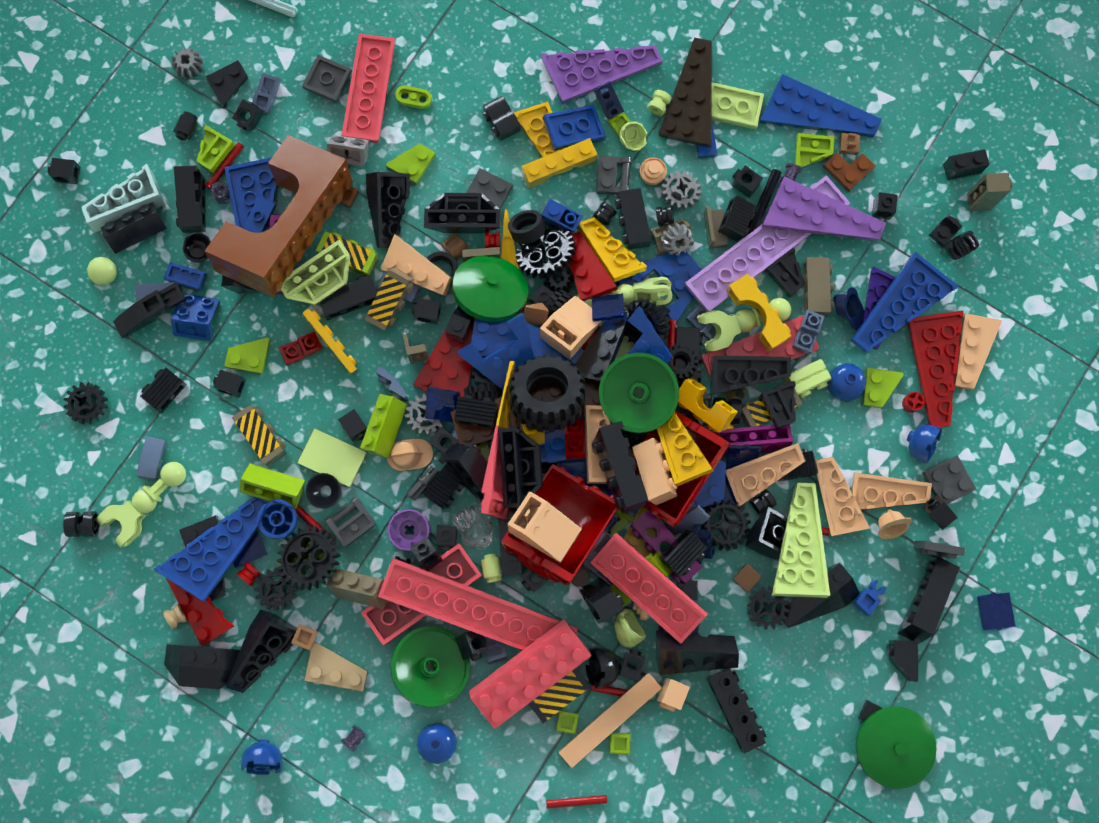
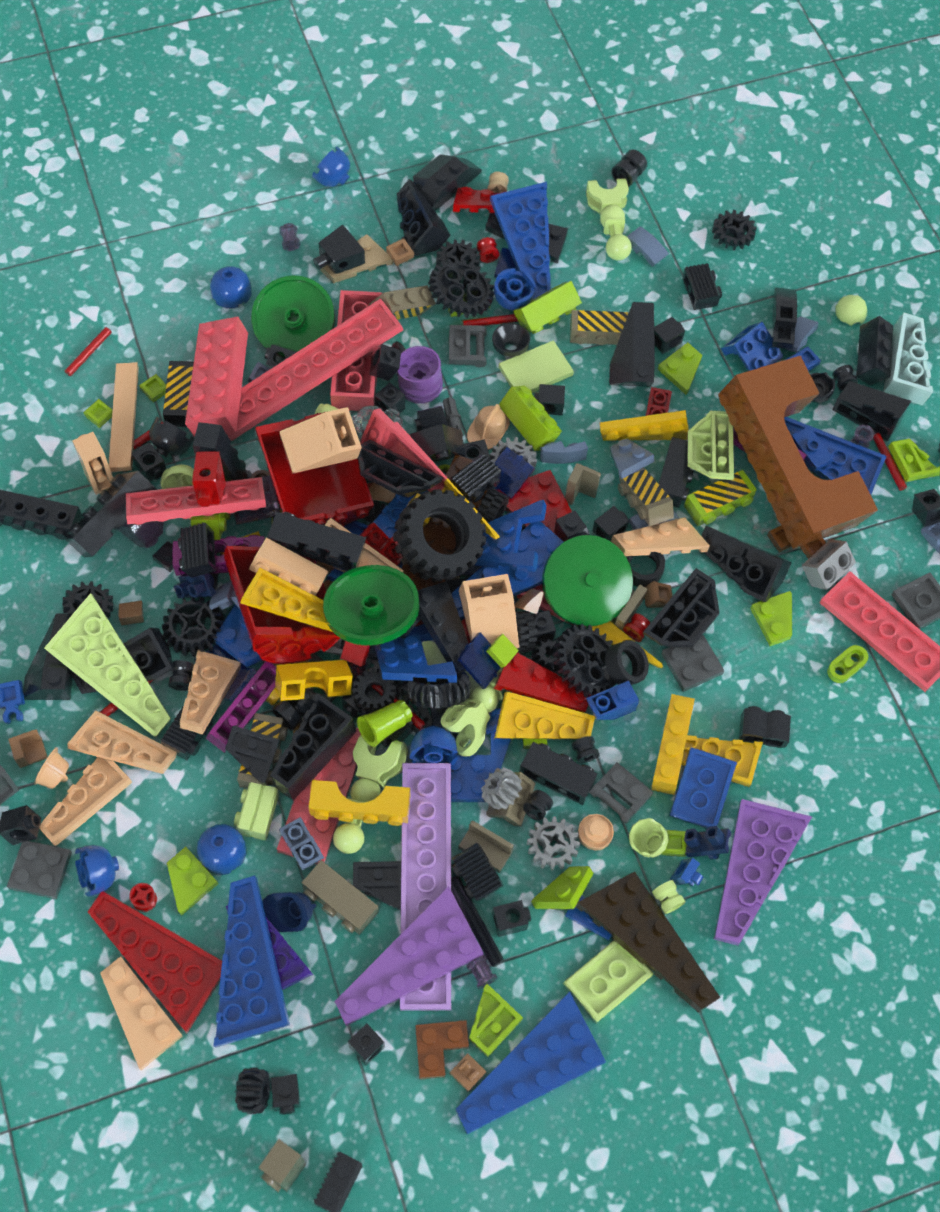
camera: 130 degrees right, 15 degrees down
(173, 235) = (843, 376): none -> black wheel
(270, 390) = (635, 352): none -> black wedge
(344, 680) = (339, 251): none -> black torso
(363, 334) = (630, 457): none -> sand blue wing
(590, 299) = (502, 650): none -> lime tile
(631, 584) = (208, 488): none -> red torso
(636, 102) = (687, 873): none -> blue tile
(684, 299) = (433, 746): none -> blue cylinder
(697, 337) = (383, 722): none -> lime plant
(704, 162) = (565, 889): none -> lime wing
(889, 556) = (28, 748): none -> medium nougat panel

